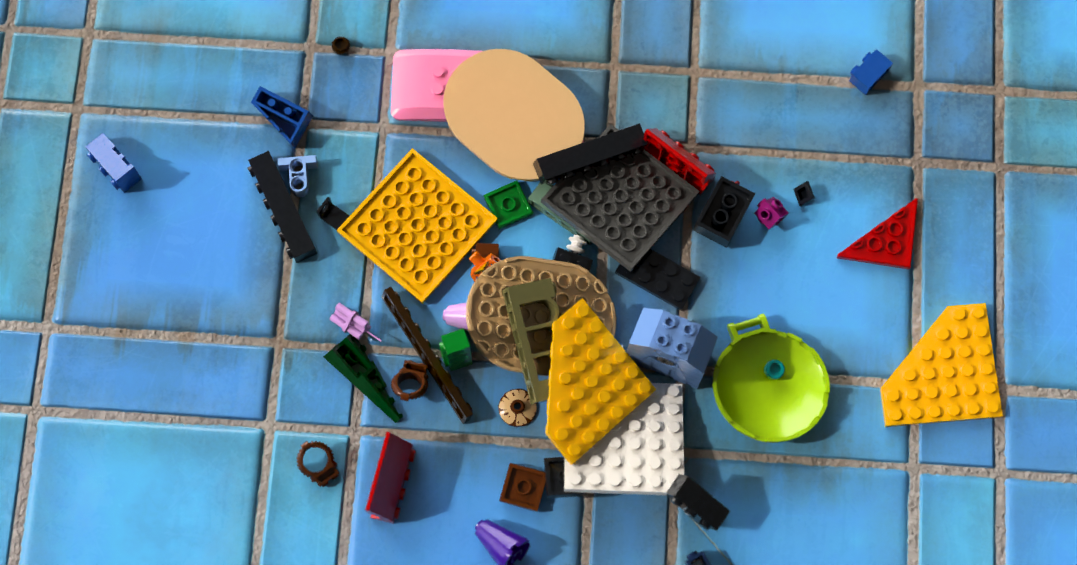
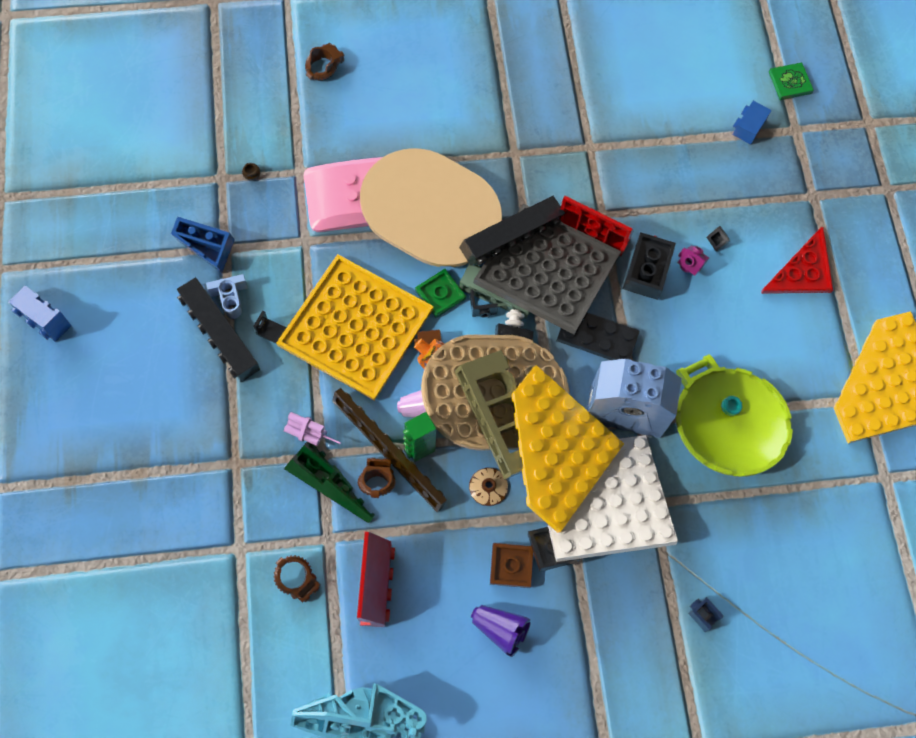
camera: 15 degrees left, 5 degrees down
(546, 231) = (482, 310): none -> black bracket
(697, 503) = (693, 549): black wedge -> none
(926, 30) = (790, 81): none -> green tile

